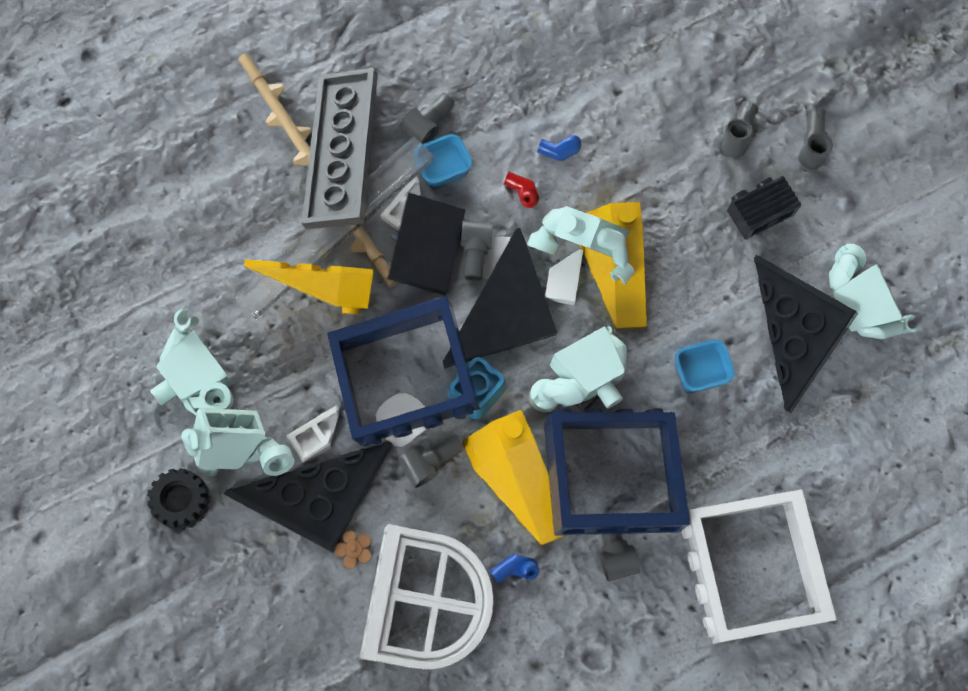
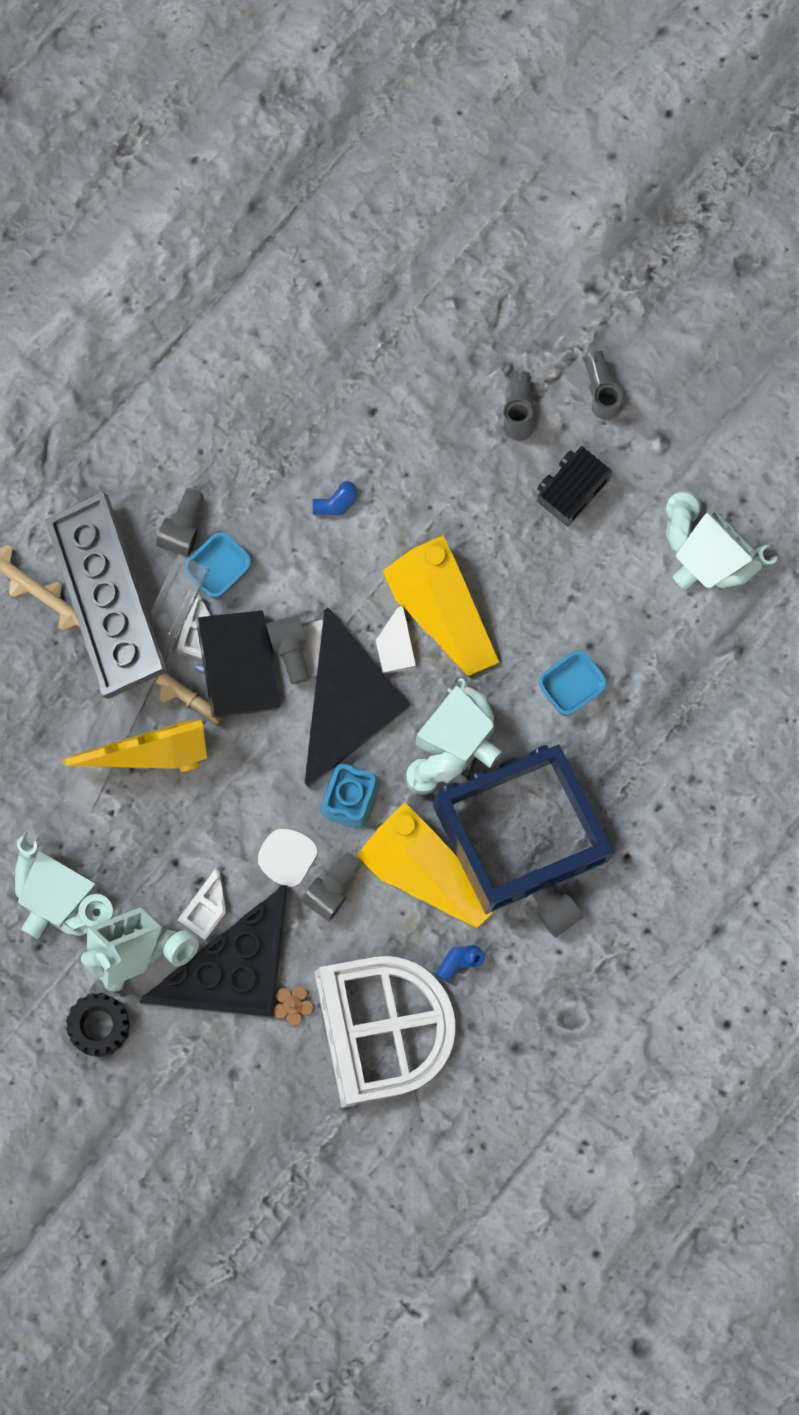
camera: 15 degrees left, 5 degrees up
(388, 326) = (238, 765): dark blue window -> none
(525, 187) = (316, 561): red arm -> none
(587, 232) = (400, 592): light aqua torso -> none
(801, 328) = (658, 603): black tile -> none
(806, 553) = (742, 837): white window -> none

